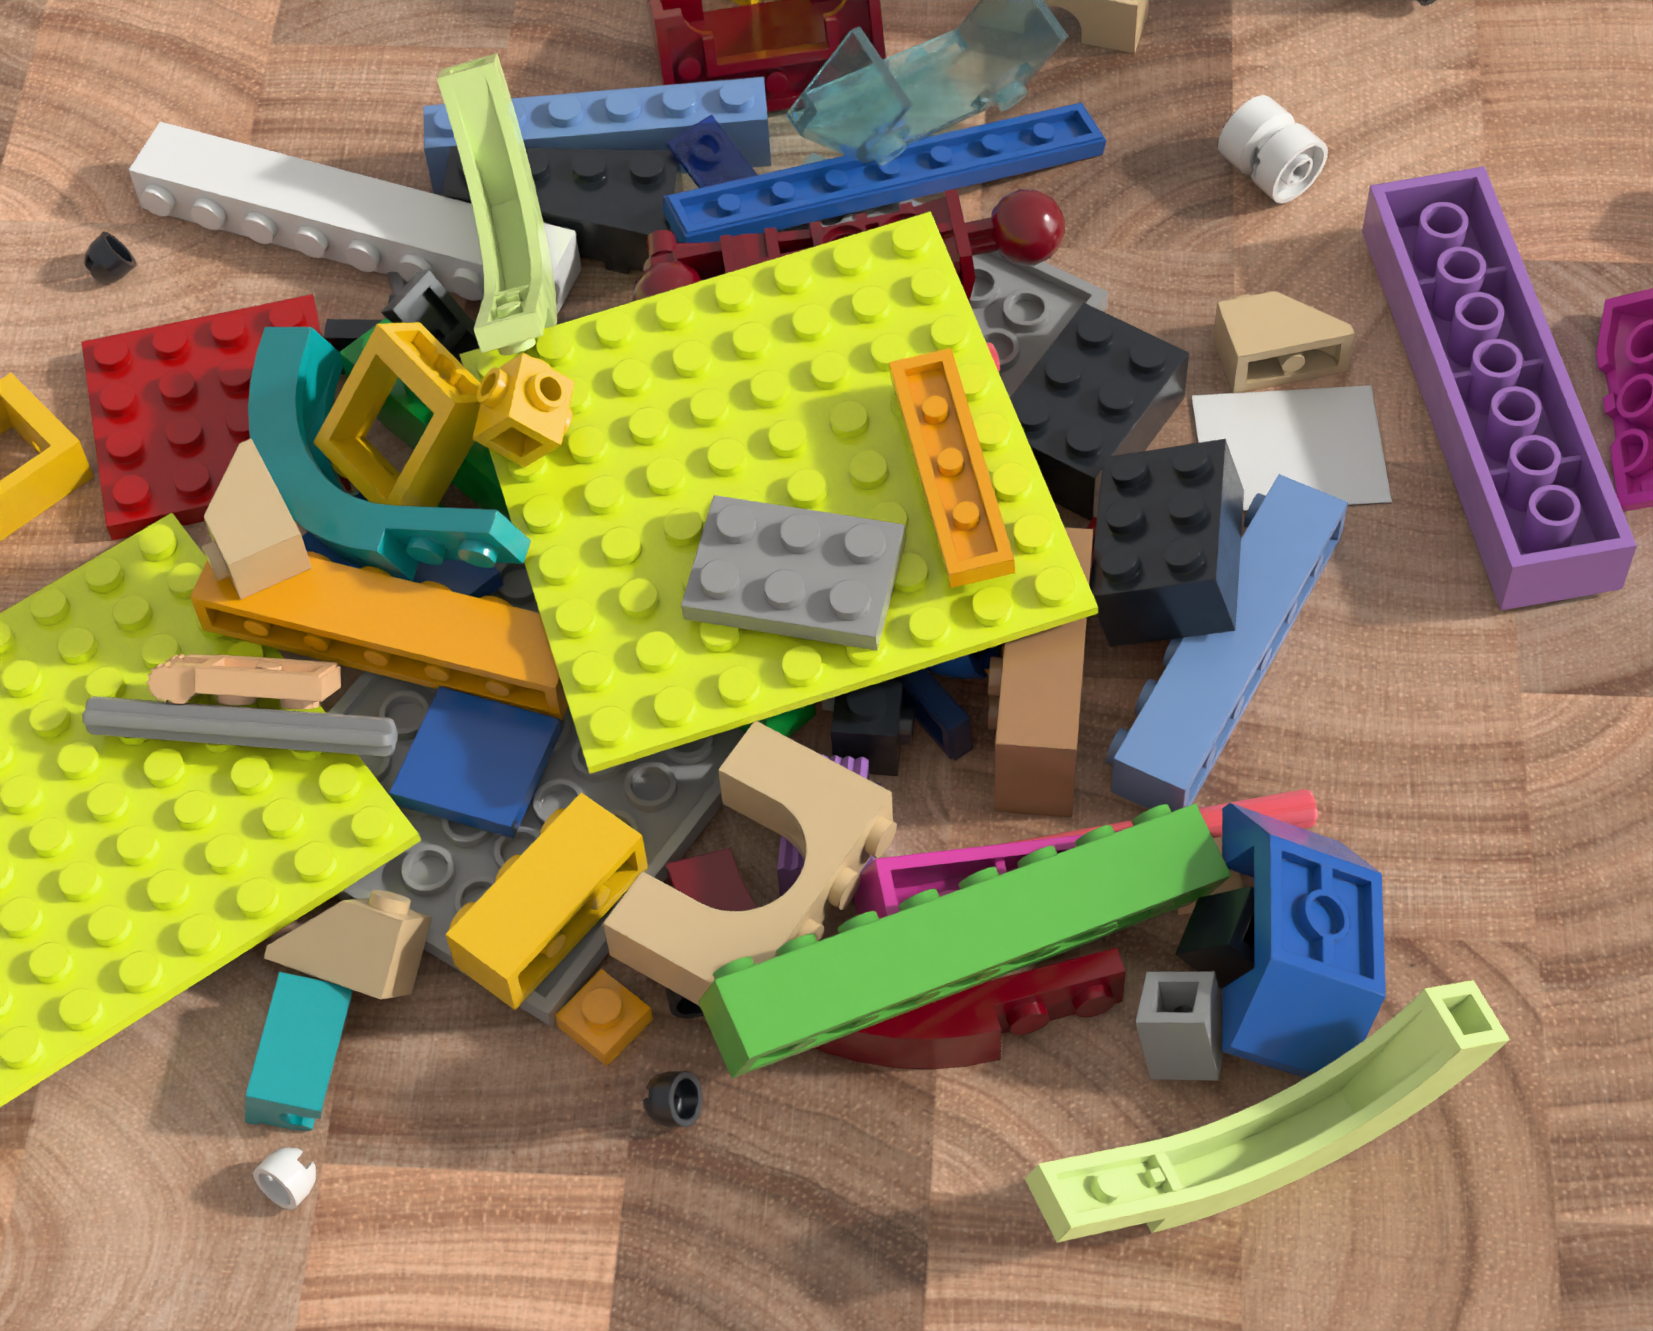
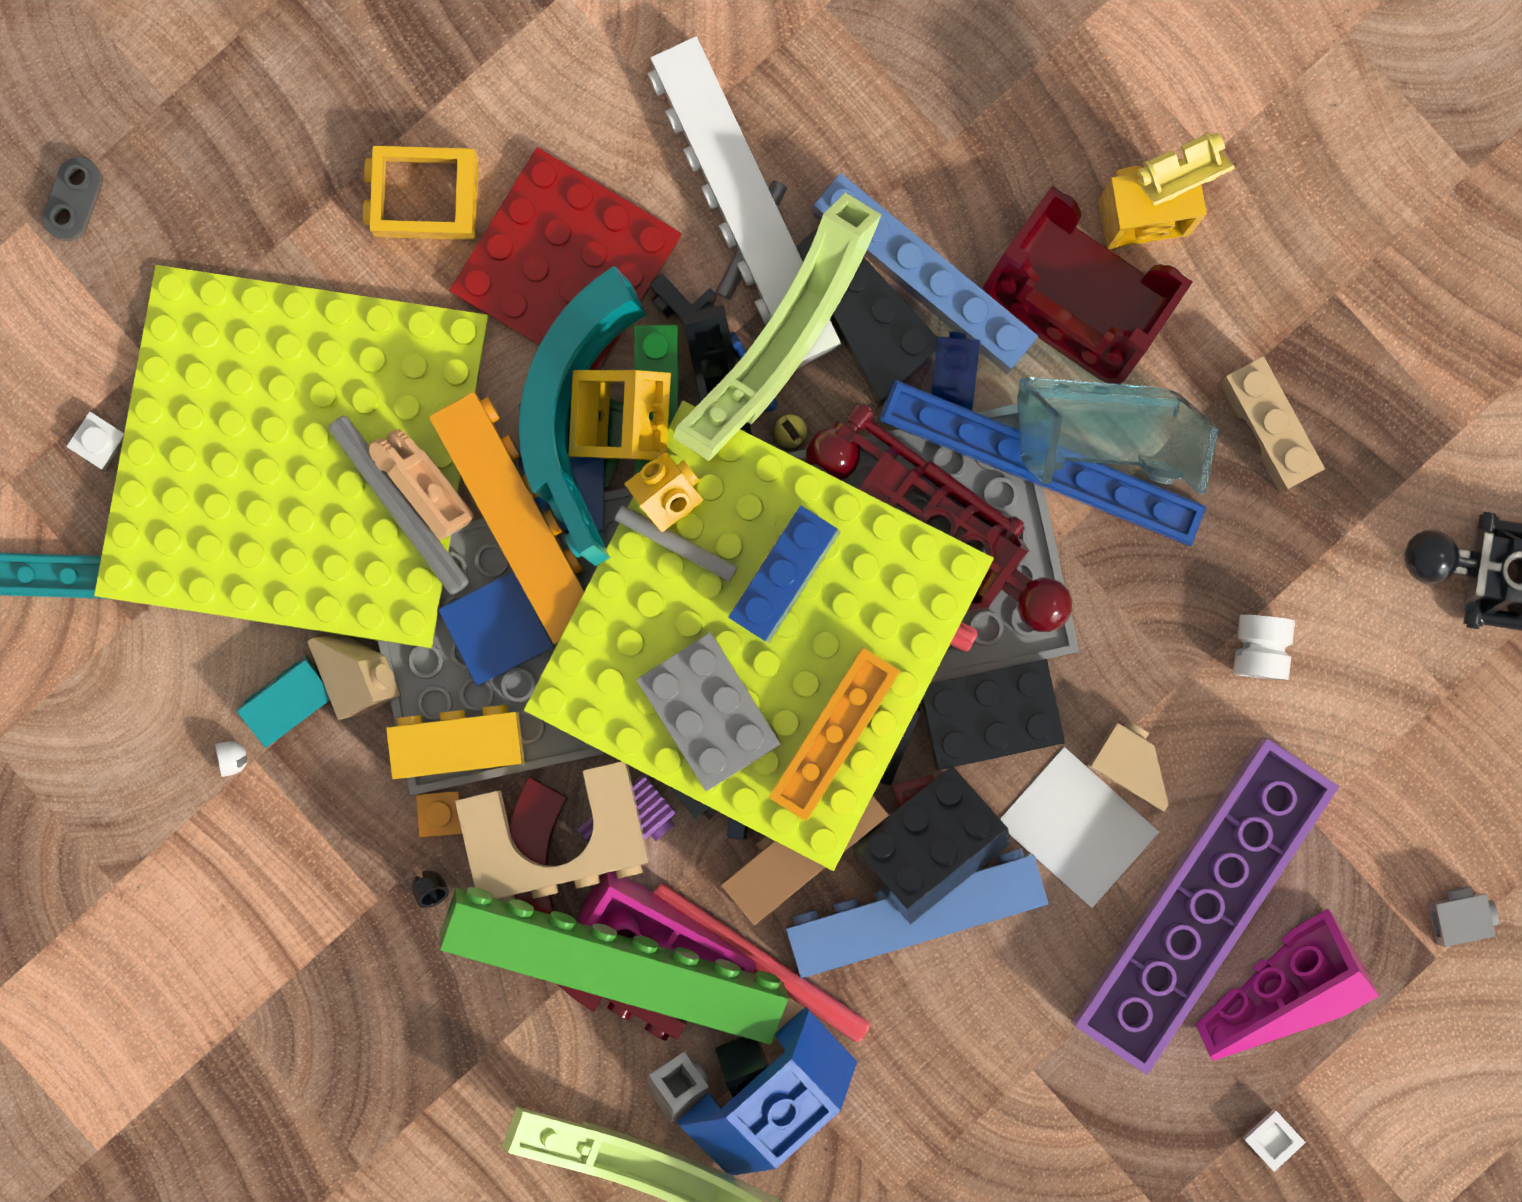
camera: 45 degrees right, 30 degrees up
(108, 259) = (600, 98): black hinge -> none
(252, 528) = (485, 414): tan slope -> none
(588, 460) = (676, 544): none -> light grey bar
(734, 373) = (784, 574): none -> blue brick

